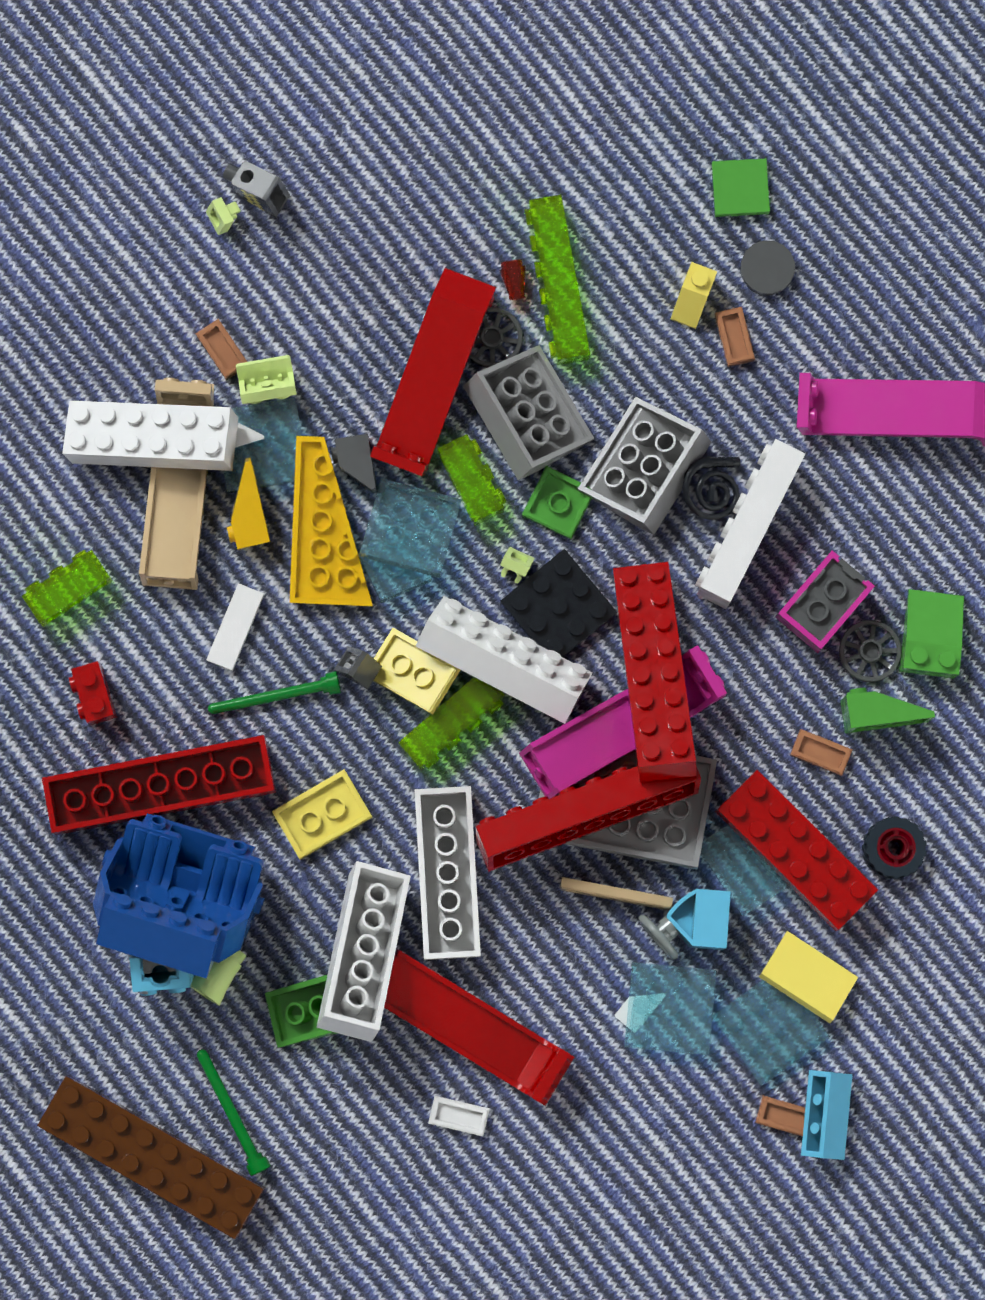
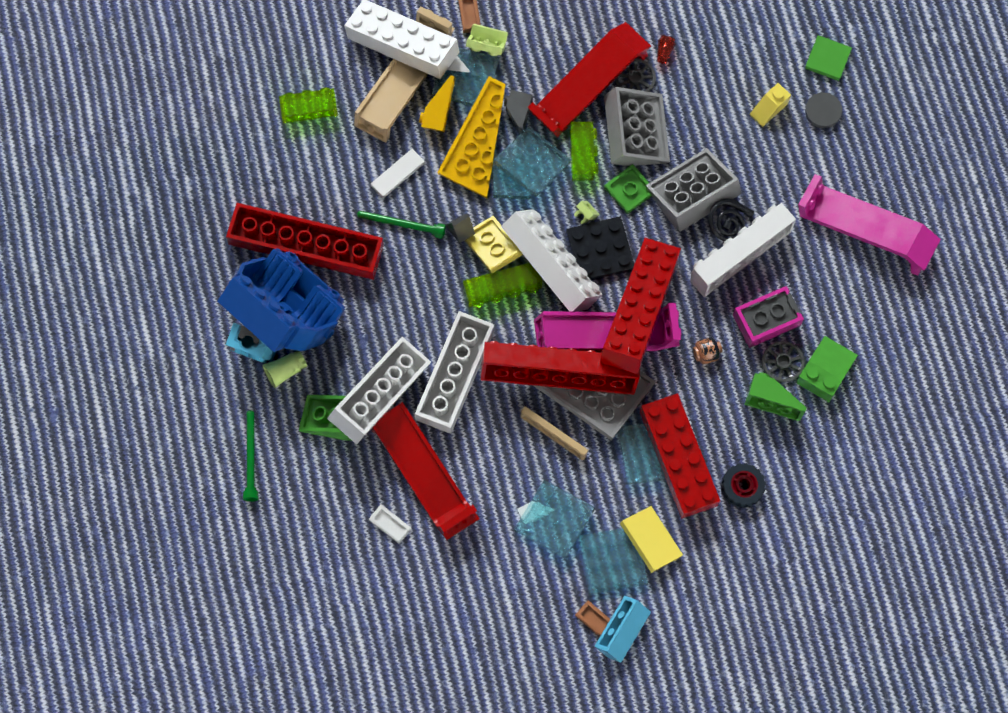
camera: 25 degrees right, 10 degrees down
(93, 693) = (293, 171): red brick -> none
(151, 1156) = (188, 458): reddish brown brick -> none
(322, 814) = (395, 305): light yellow tile -> none
(559, 280) = (691, 62): clear neon green brick -> none
(698, 918) = (597, 468): medium azure piece -> none
(734, 336) = (784, 141): nougat tile -> none
(765, 684) = (707, 350): none -> nougat head
(821, 752) = (723, 408): nougat tile -> none

